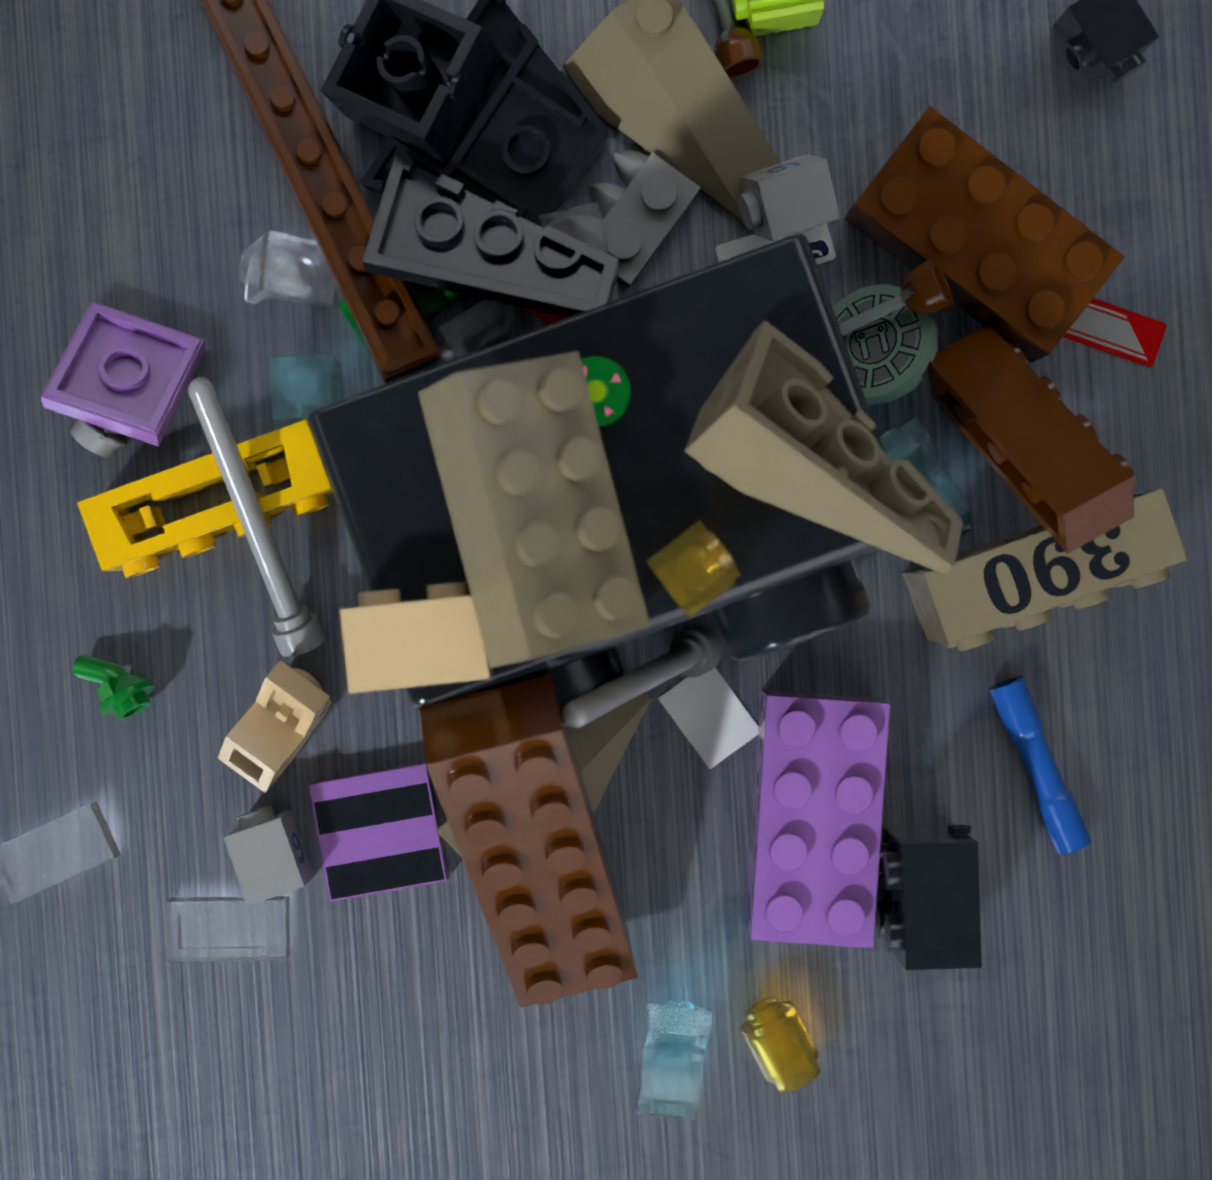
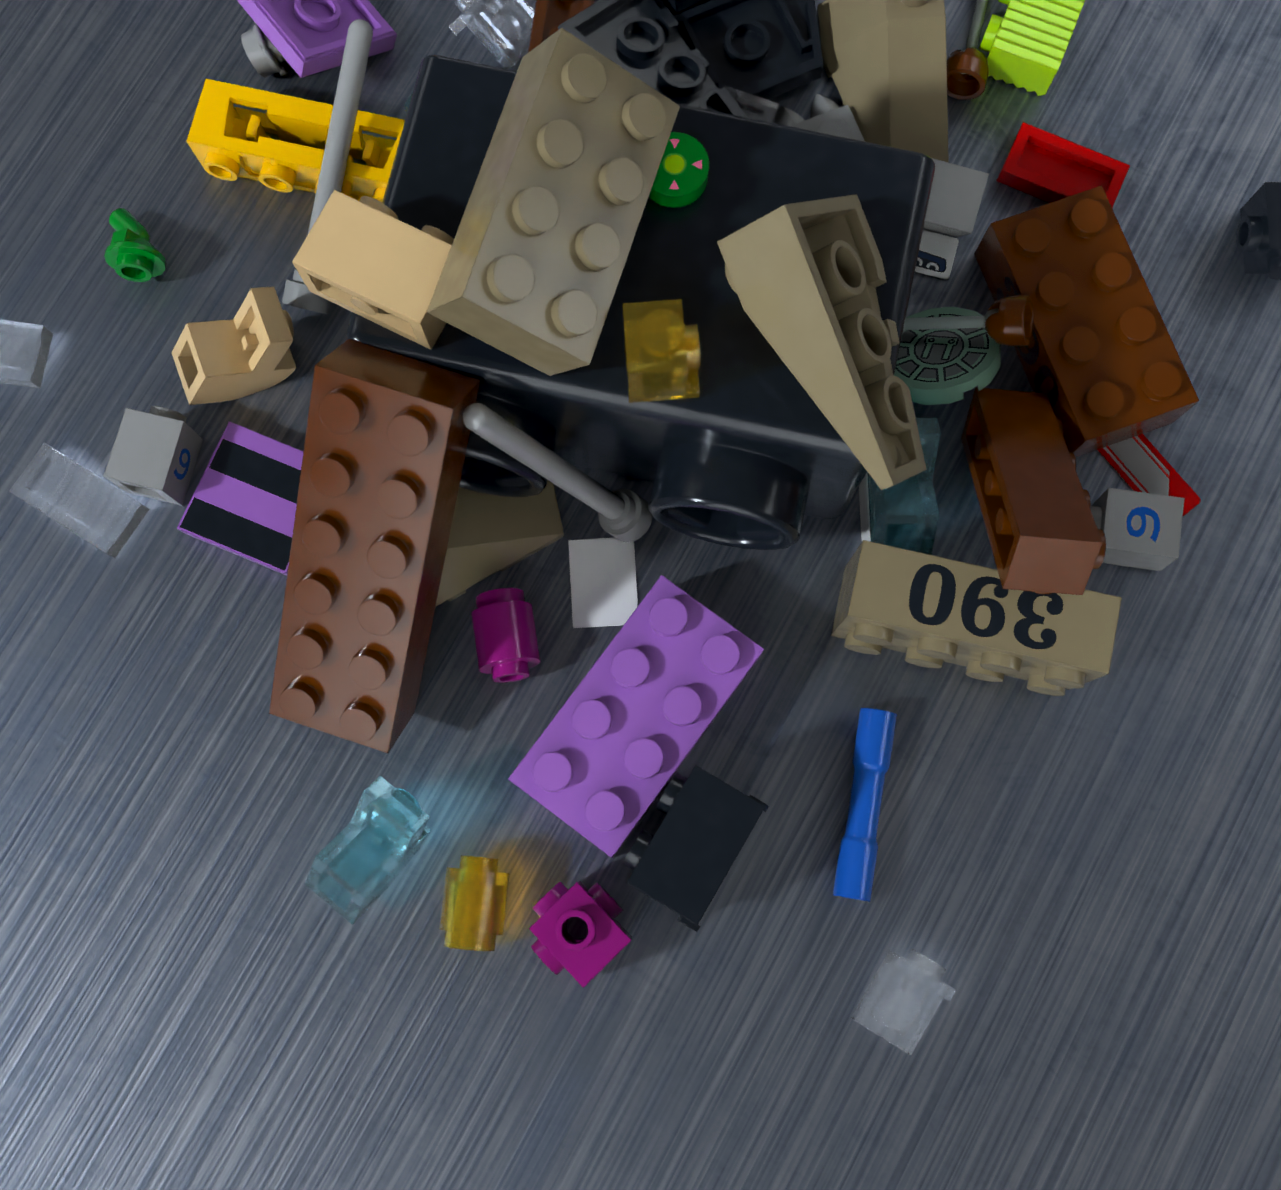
camera: 30 degrees right, 10 degrees down
(663, 816) = (505, 635): none -> magenta brick
(878, 93) = (1057, 167): none -> red tile
(879, 1014) = (583, 956): none -> magenta brick
(1128, 396) = (1139, 528): none -> light grey brick
(1161, 899) = (903, 999): none -> clear bracket

